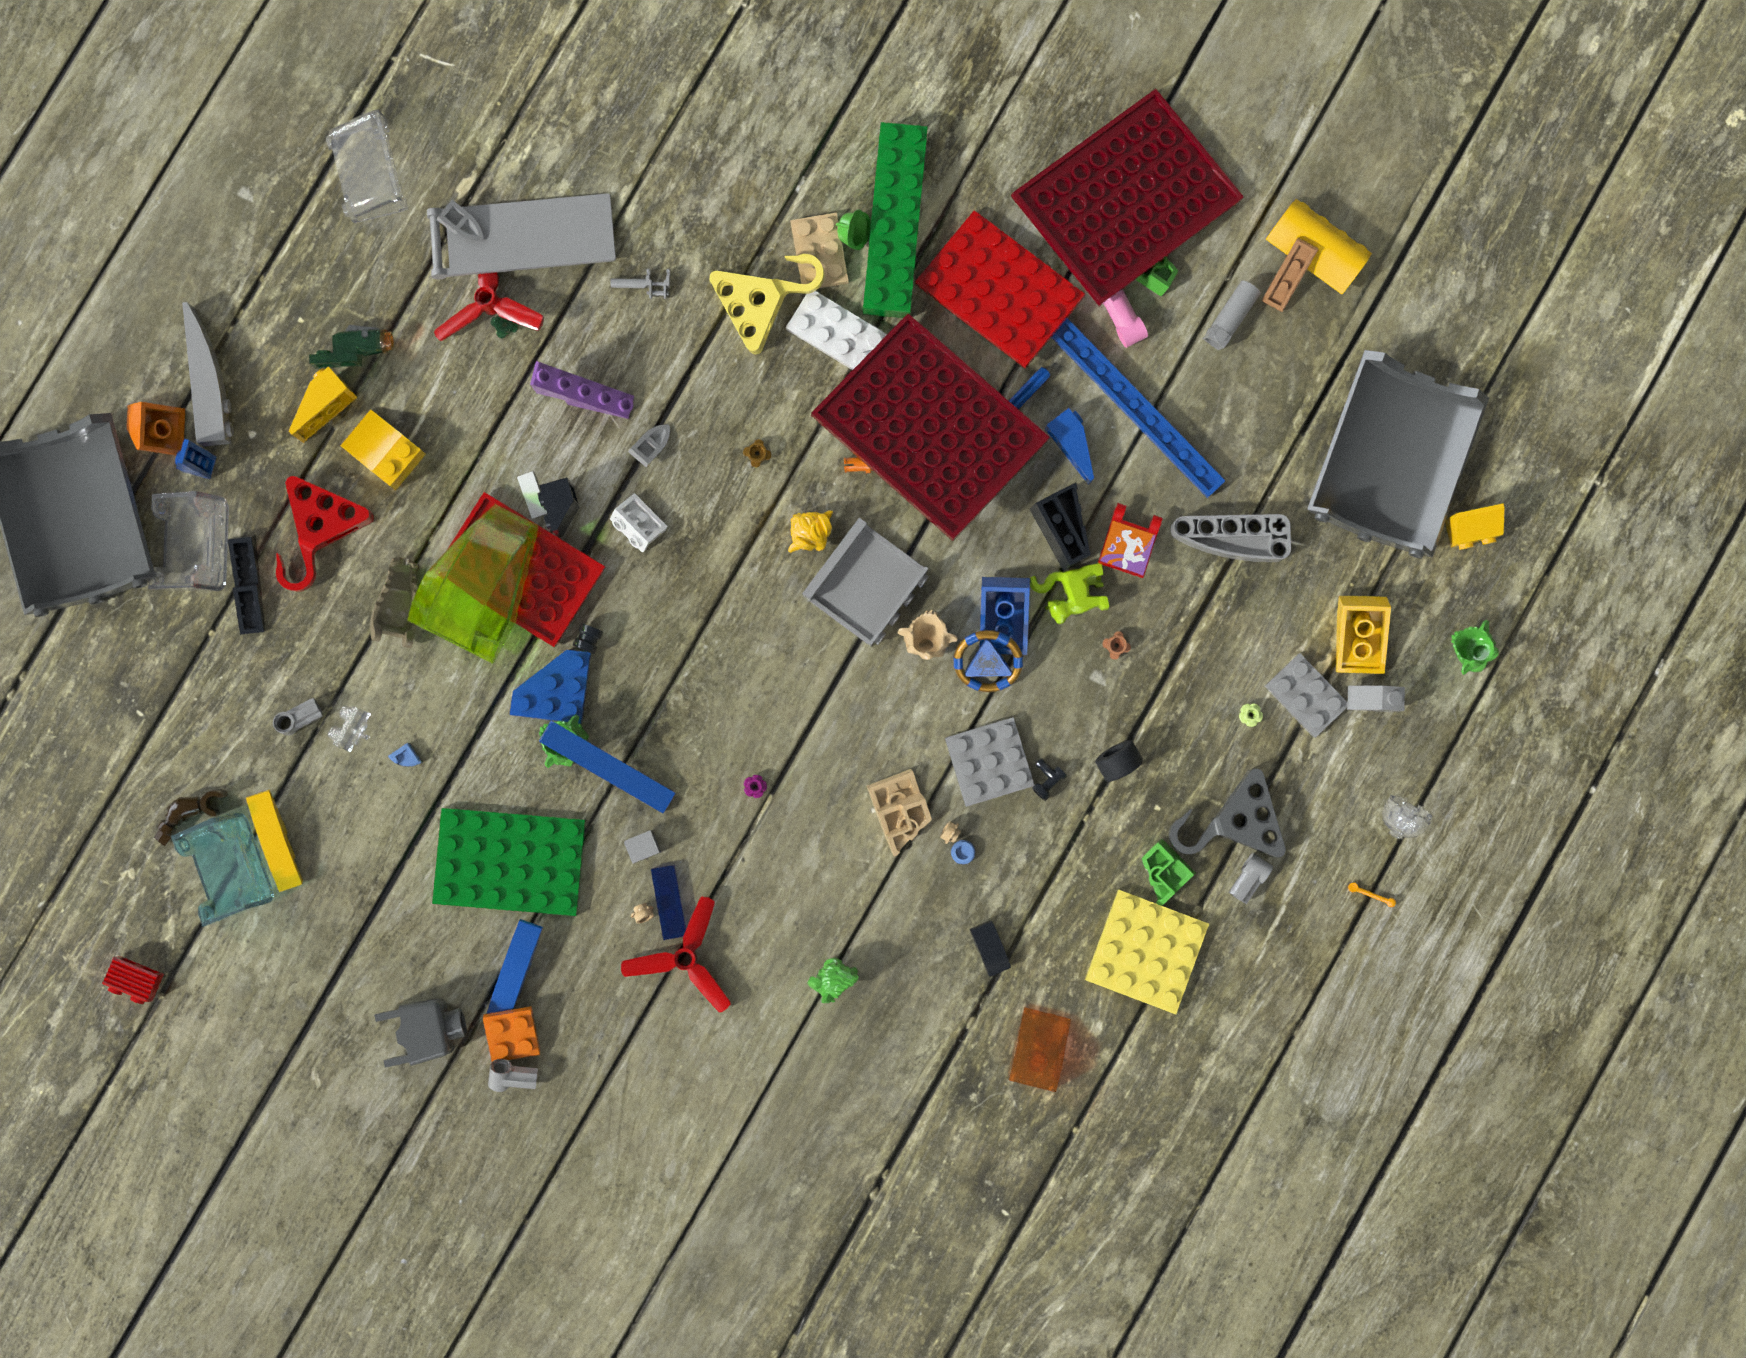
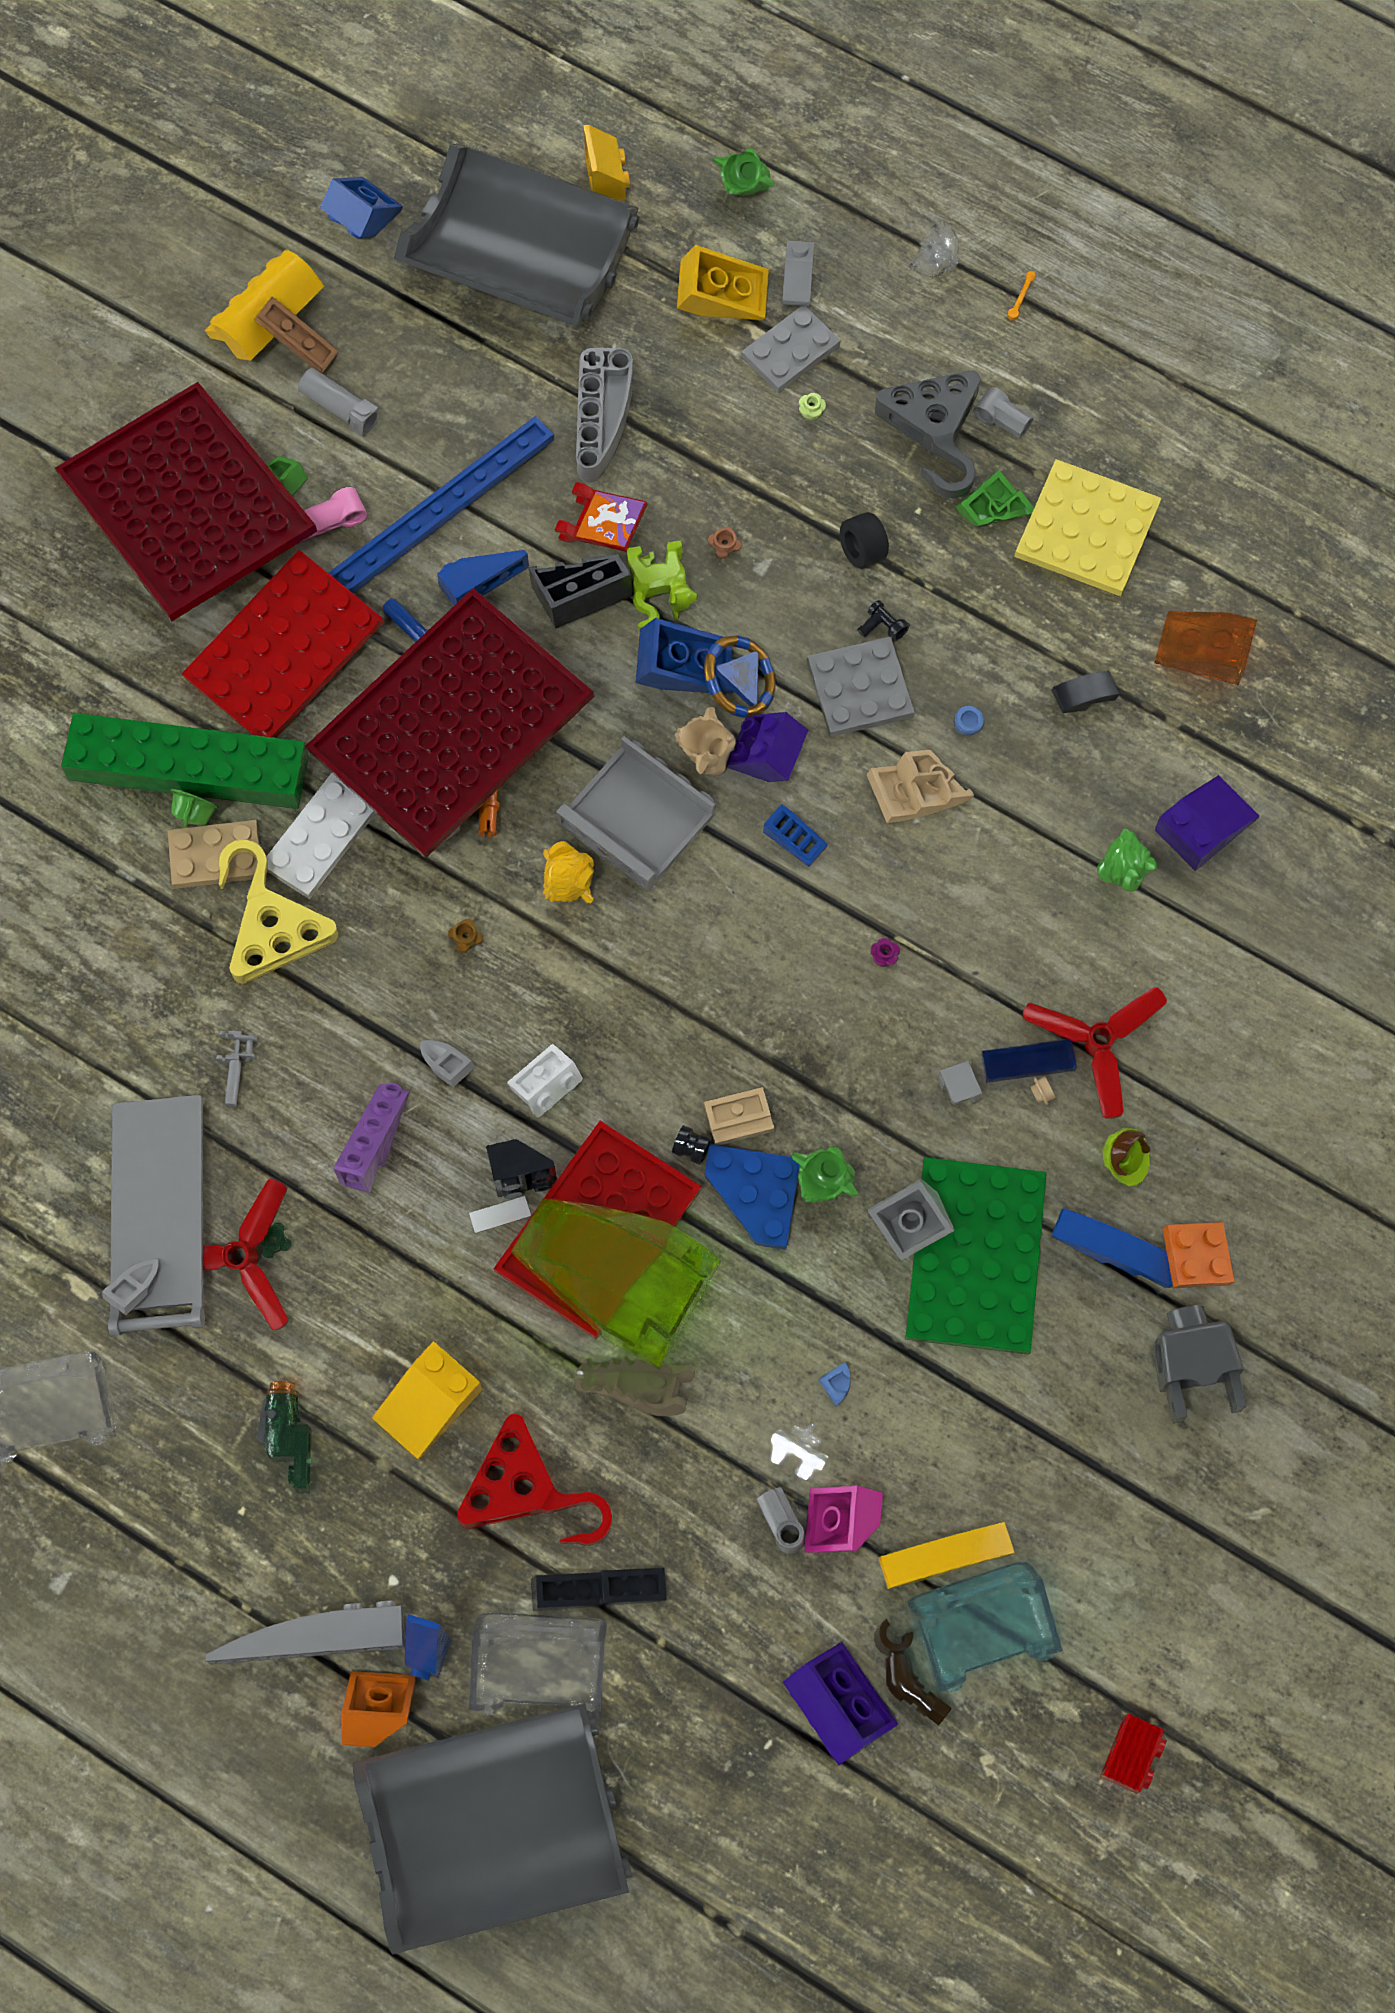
camera: 85 degrees left, 15 degrees down
(165, 764) = (840, 1703): none -> dark purple slope
(299, 762) = (841, 1518): none -> dark pink slope
(321, 402) = (351, 1465): yellow slope -> none
(504, 1075) = (1250, 1261): light grey piece -> none
(527, 811) = (912, 1218): none -> light grey slope
(588, 978) = (1127, 1156): none -> lime piece
(606, 766) = (858, 1120): blue tile -> none
(613, 674) = (739, 1116): none -> tan plate
(864, 695) = (791, 820): none -> blue slope
(879, 1049) = (1205, 822): none -> dark purple slope
(928, 686) = (768, 746): none -> dark purple slope
(950, 832) = (945, 731): tan plate -> none
(1425, 319) = (359, 206): none -> blue slope

